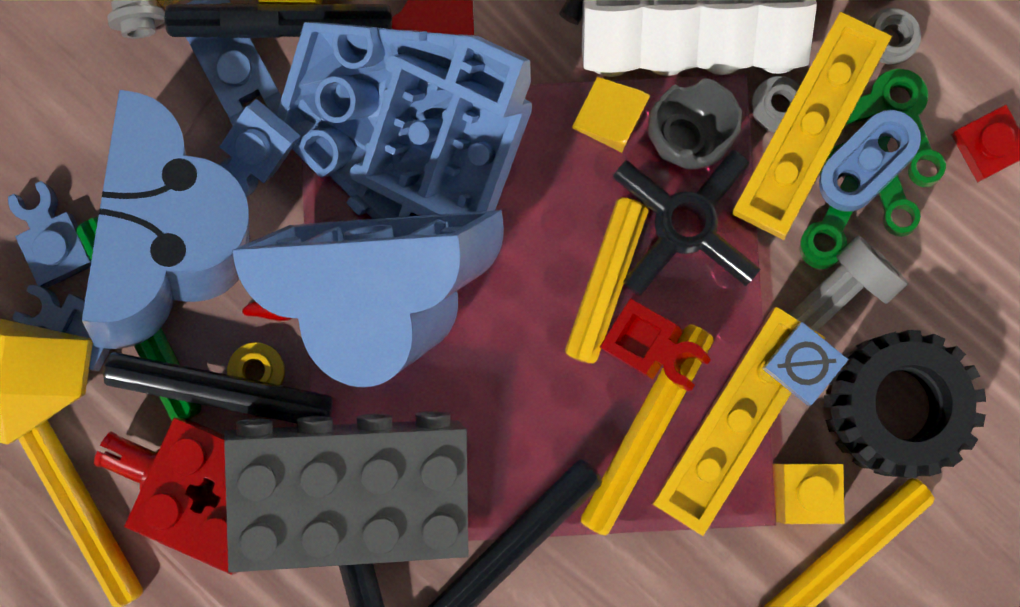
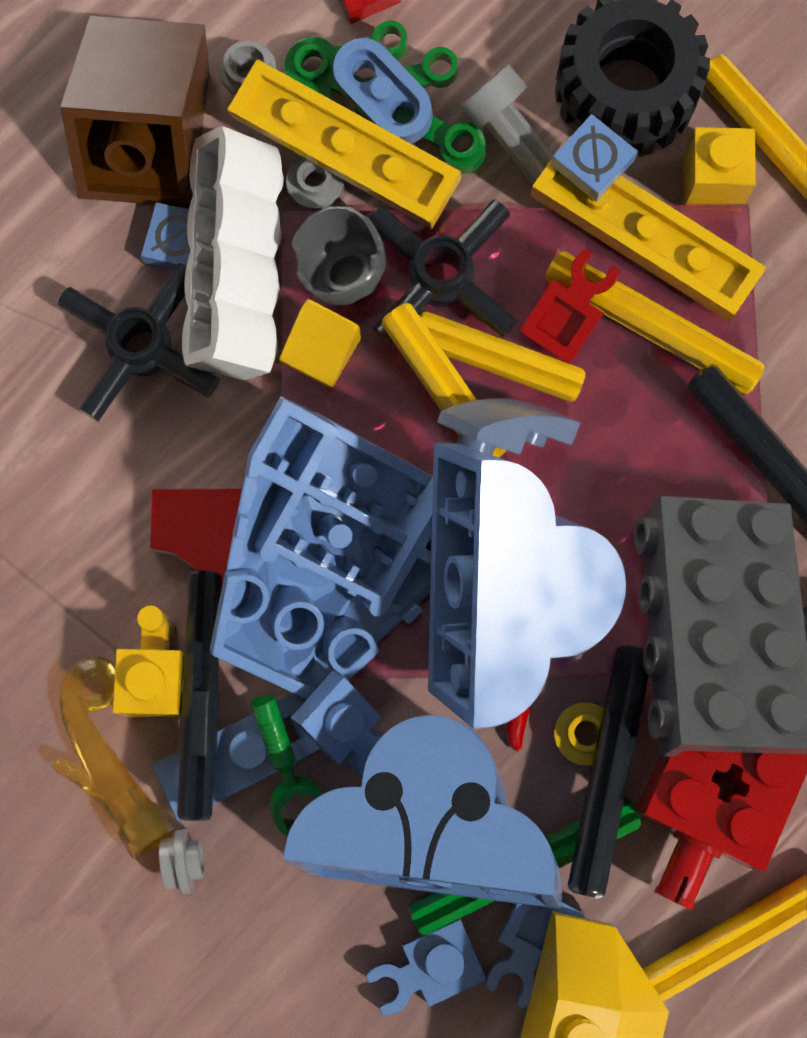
camera: 85 degrees left, 5 degrees down
(222, 96) = (281, 758): none -> green piece
(533, 280) = (506, 424): none -> sand blue slope
(573, 227) = (428, 359): none -> yellow axle

